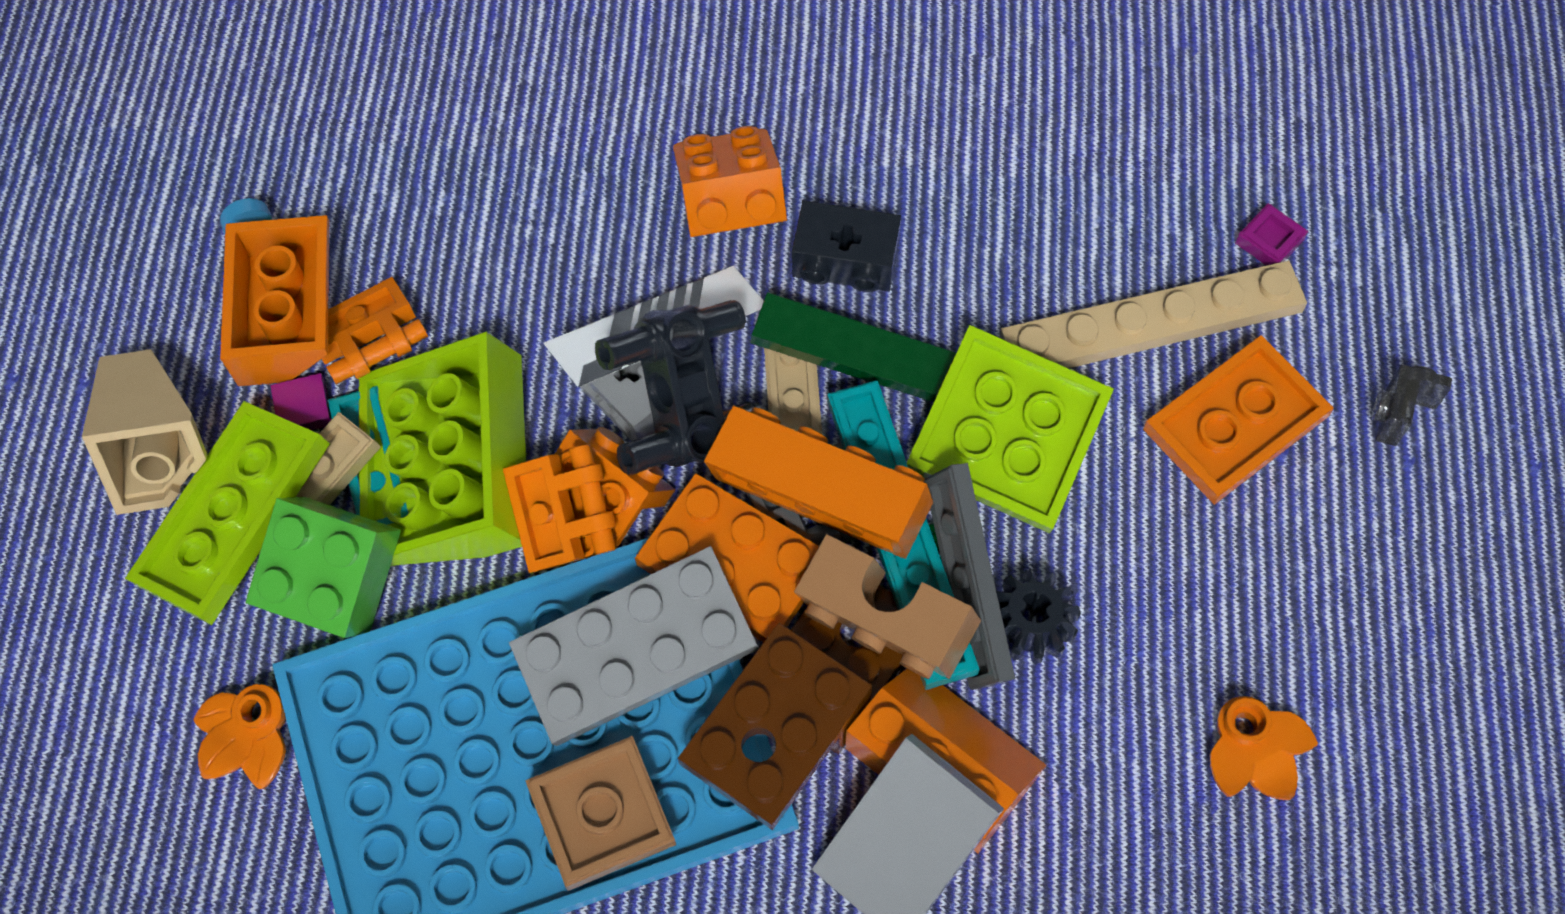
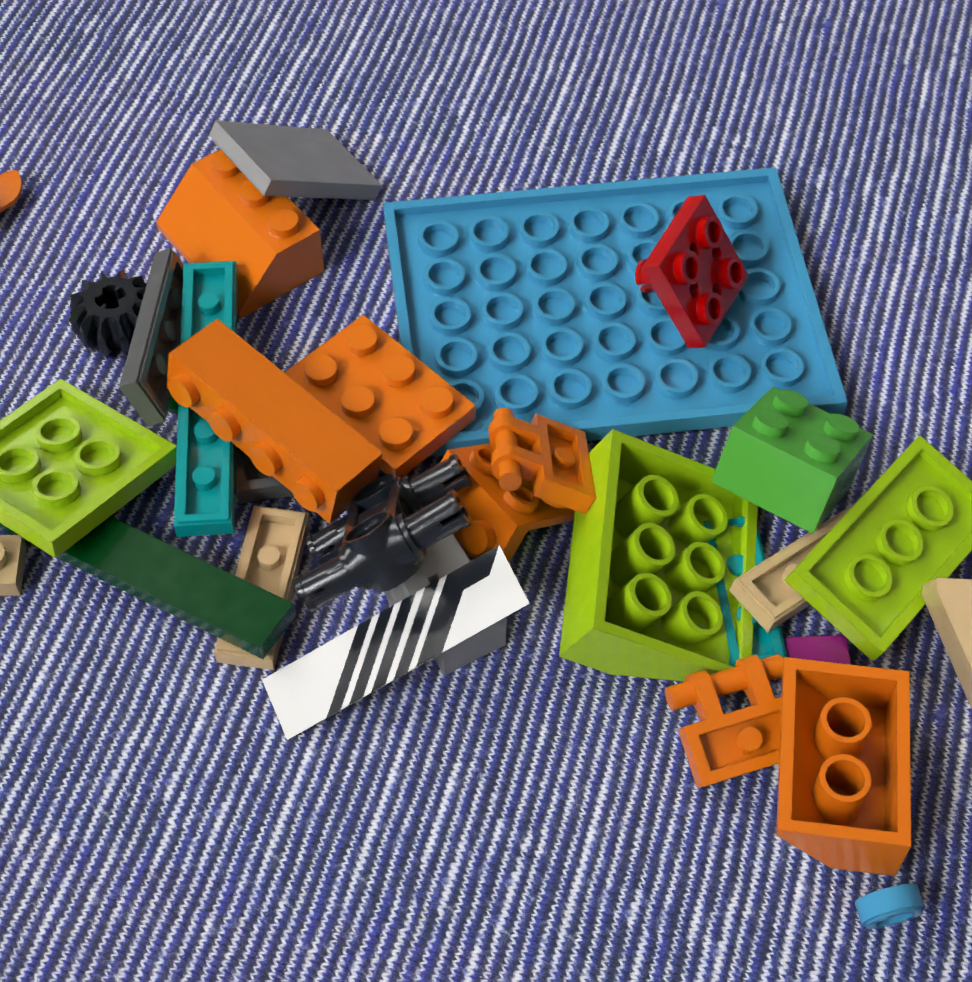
camera: 170 degrees left, 10 degrees down
(237, 739) = (877, 367): orange plate -> none
(434, 742) = (694, 283): none -> red plate
(600, 813) = (551, 222): medium nougat plate -> none
(633, 646) = (492, 327): light grey plate -> none
(730, 181) = (255, 842): orange bracket -> none
(801, 694) = (351, 262): reddish brown bracket -> none
(829, 229) = (147, 707): black brick -> none
(927, 632) = (223, 269): medium nougat arch -> none

